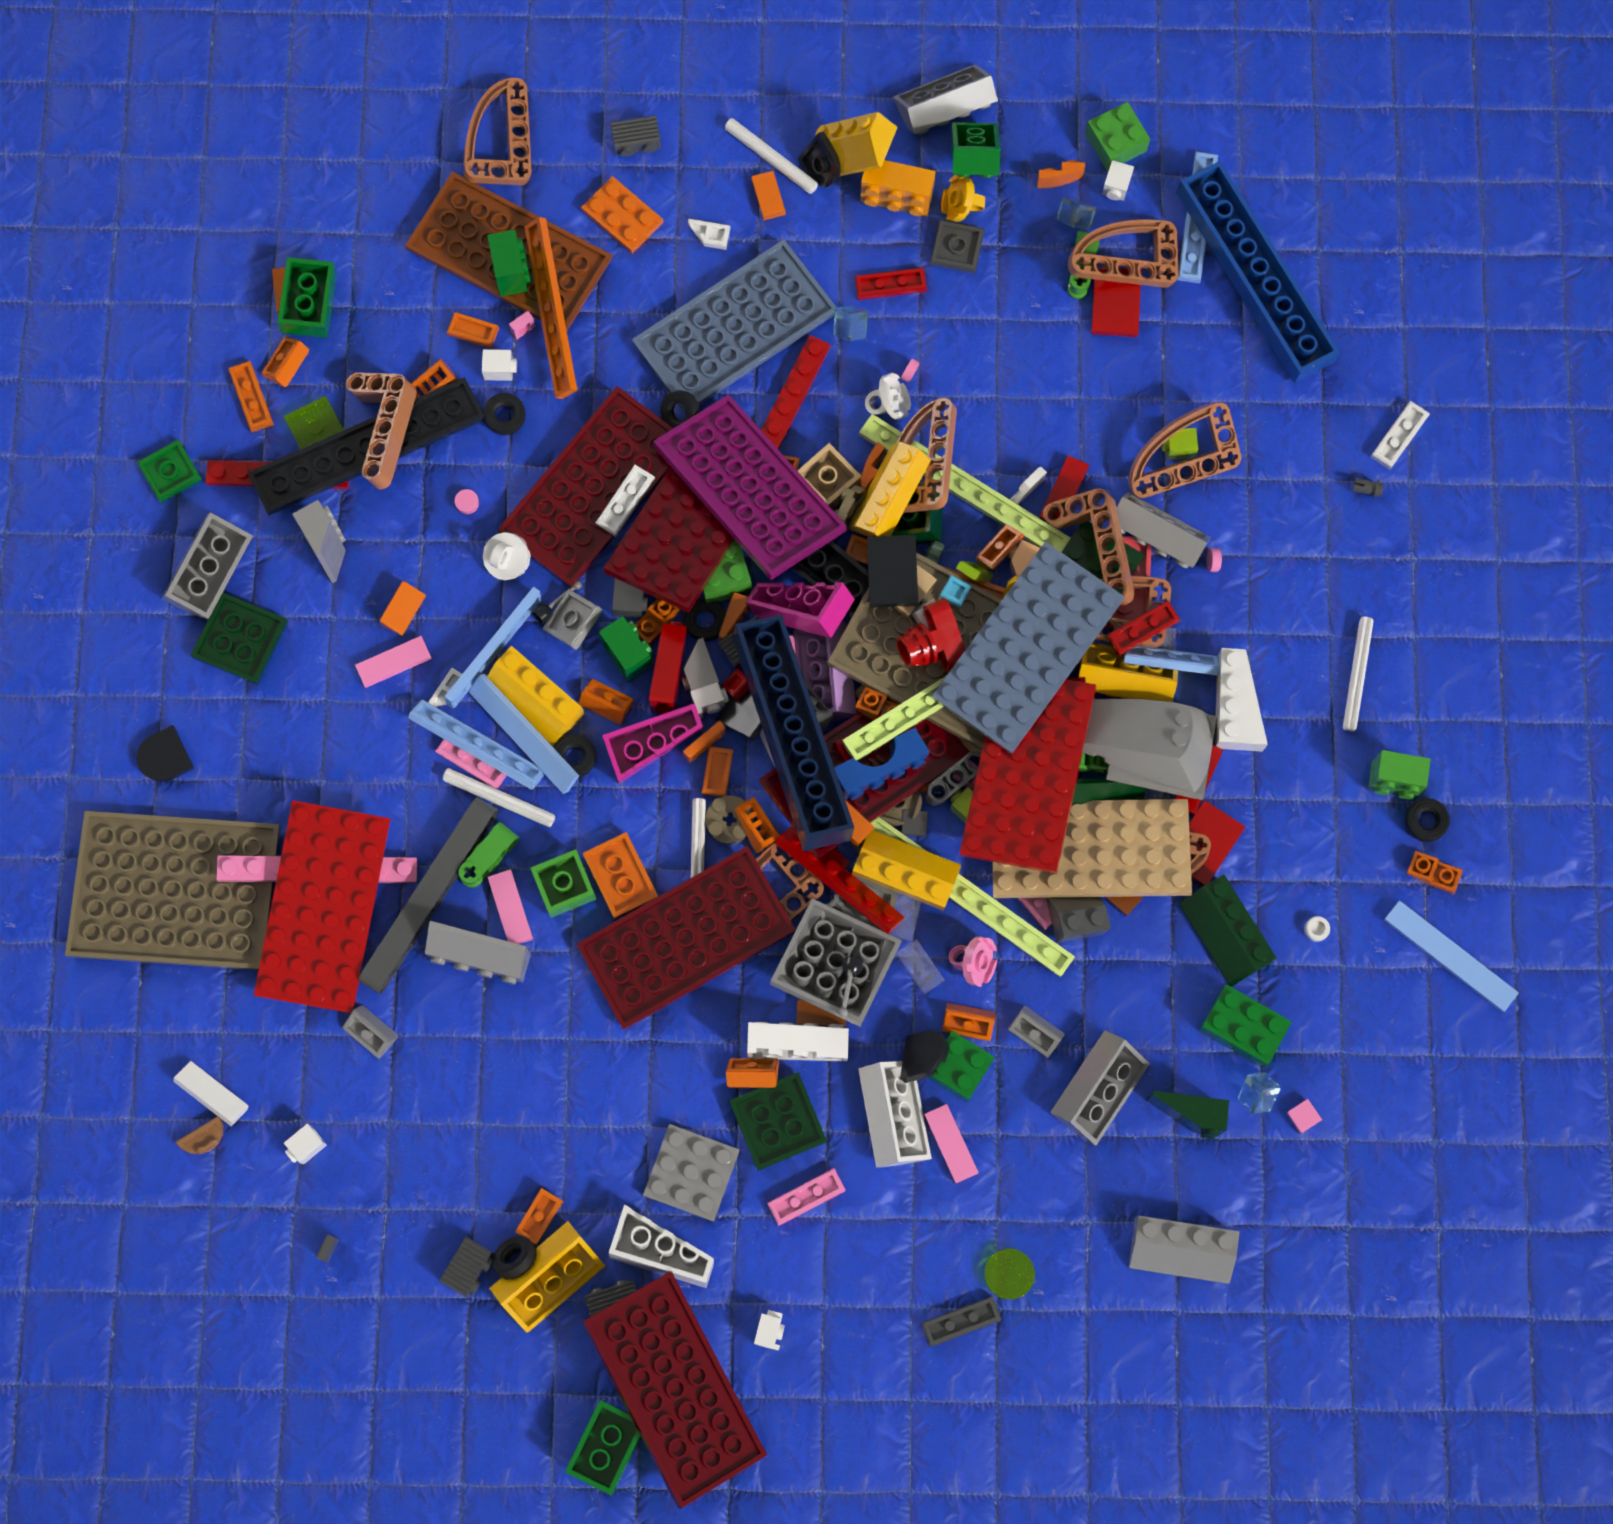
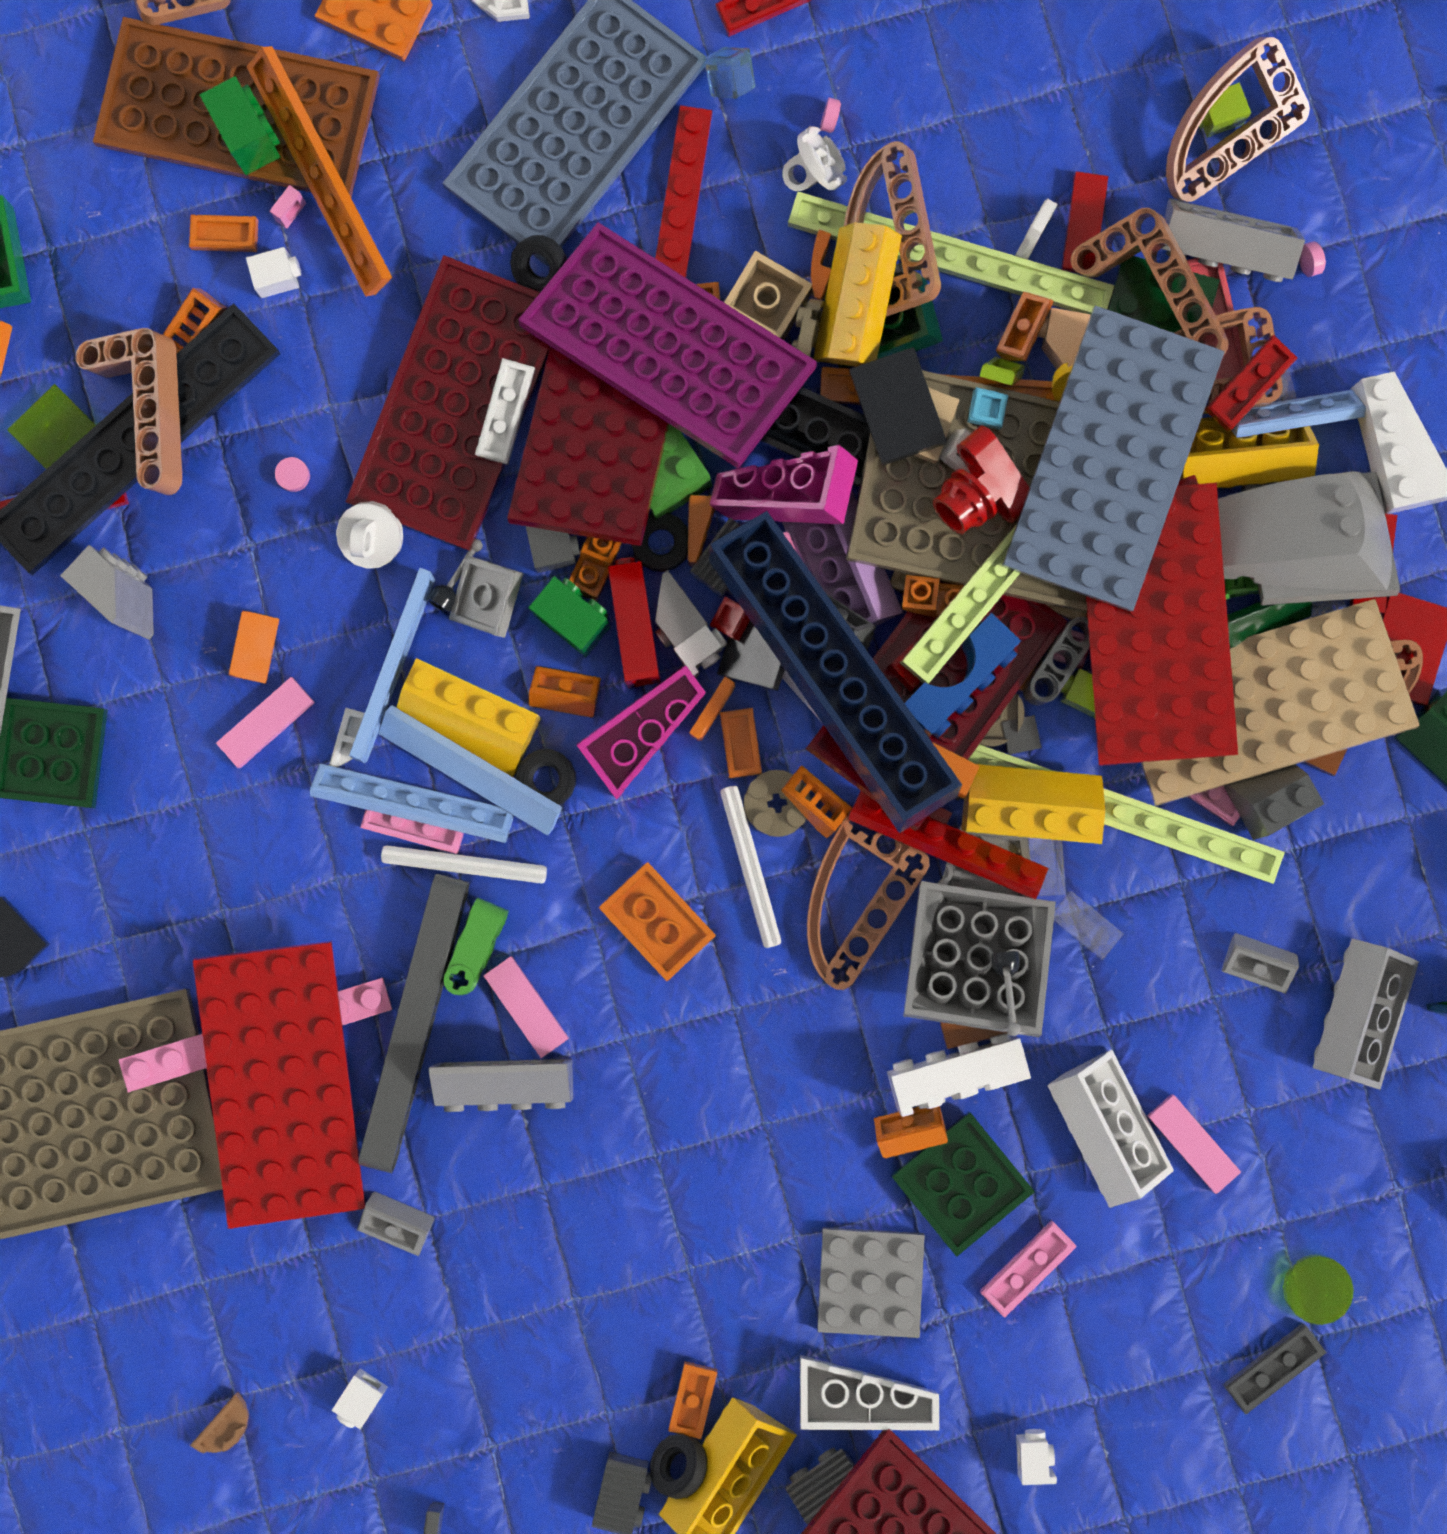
camera: 10 degrees left, 10 degrees up
(210, 1093) = (215, 1369): white tile -> none
(510, 426) = (289, 323): black tyre -> none
(563, 883) = (586, 957): bright green brick -> none
(686, 938) = (770, 980): dark red plate -> none
(923, 1055) = (1128, 1044): black tile -> none
(935, 551) = (938, 359): sand green tile -> none
(963, 1067) = (1177, 1042): green brick -> none
(968, 1021) = (1168, 976): orange slope -> none
(977, 962) = (1161, 897): bright pink tile -> none

